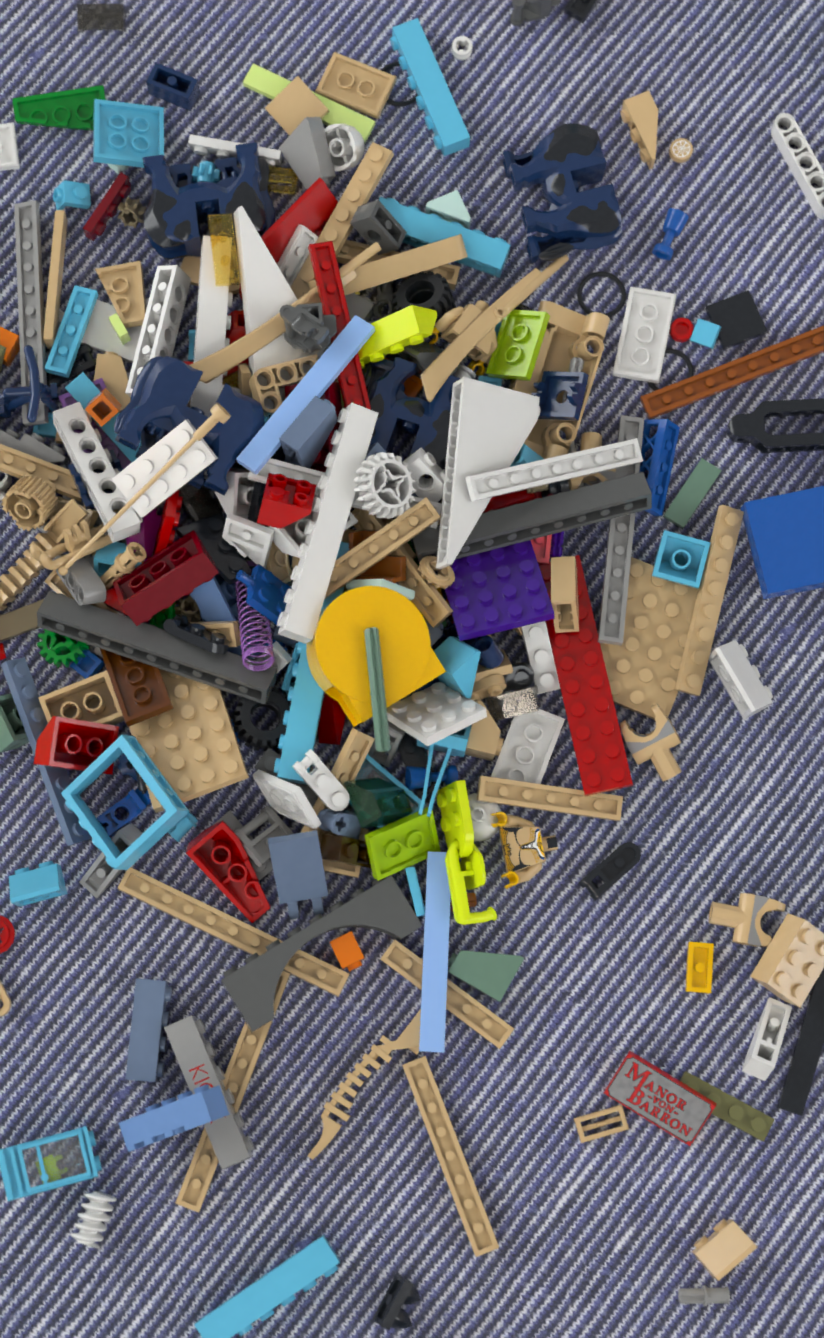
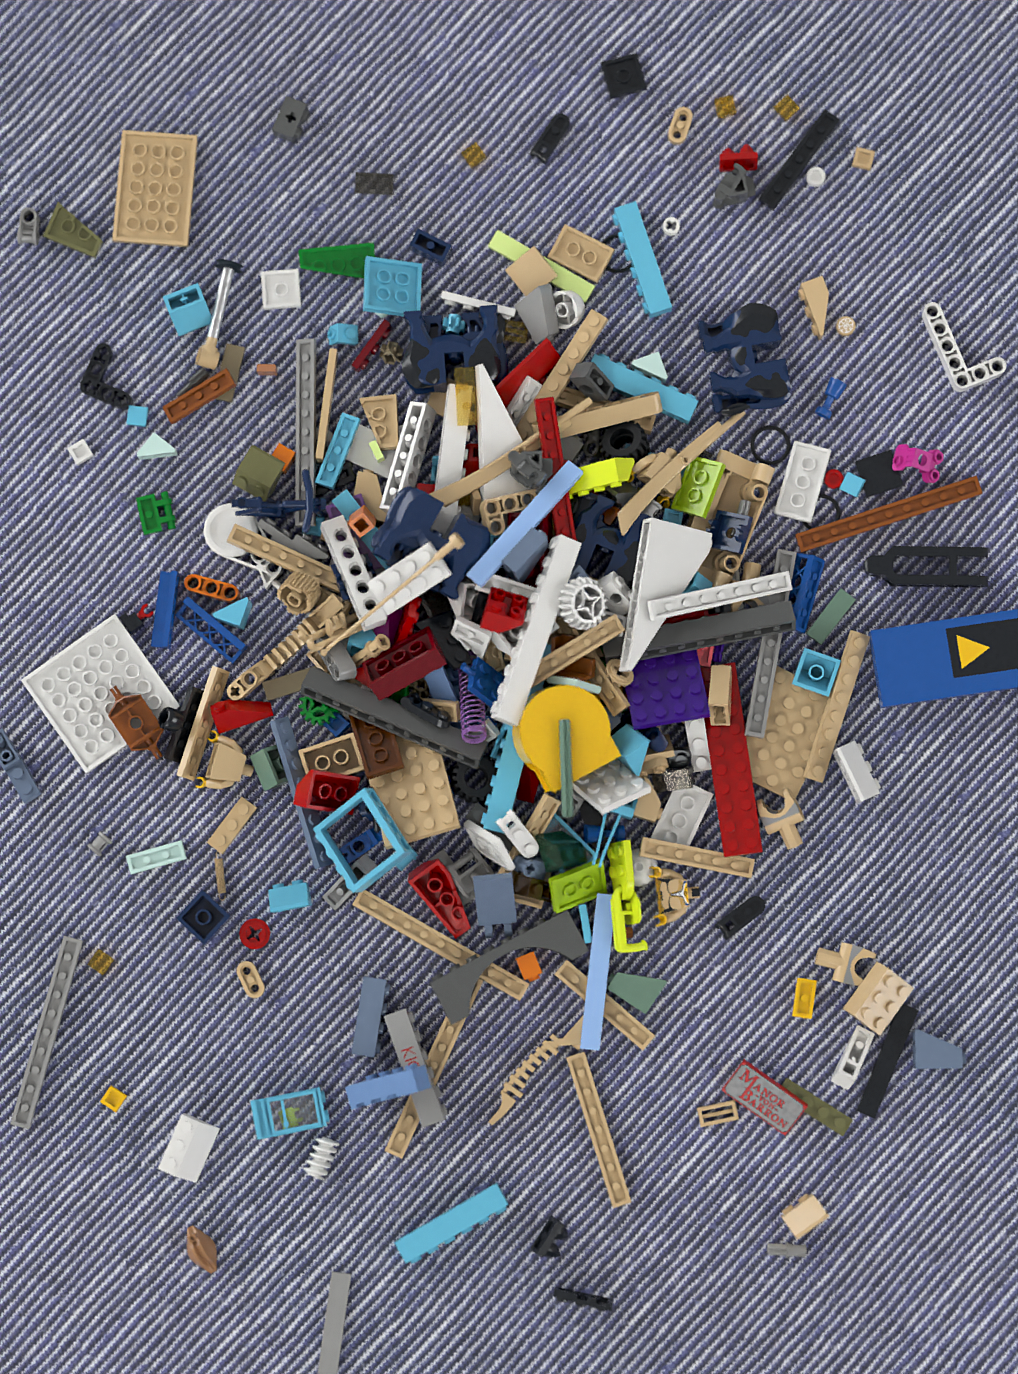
camera: 15 degrees right, 5 degrees up
(771, 293) = (909, 457): none -> dark pink piece

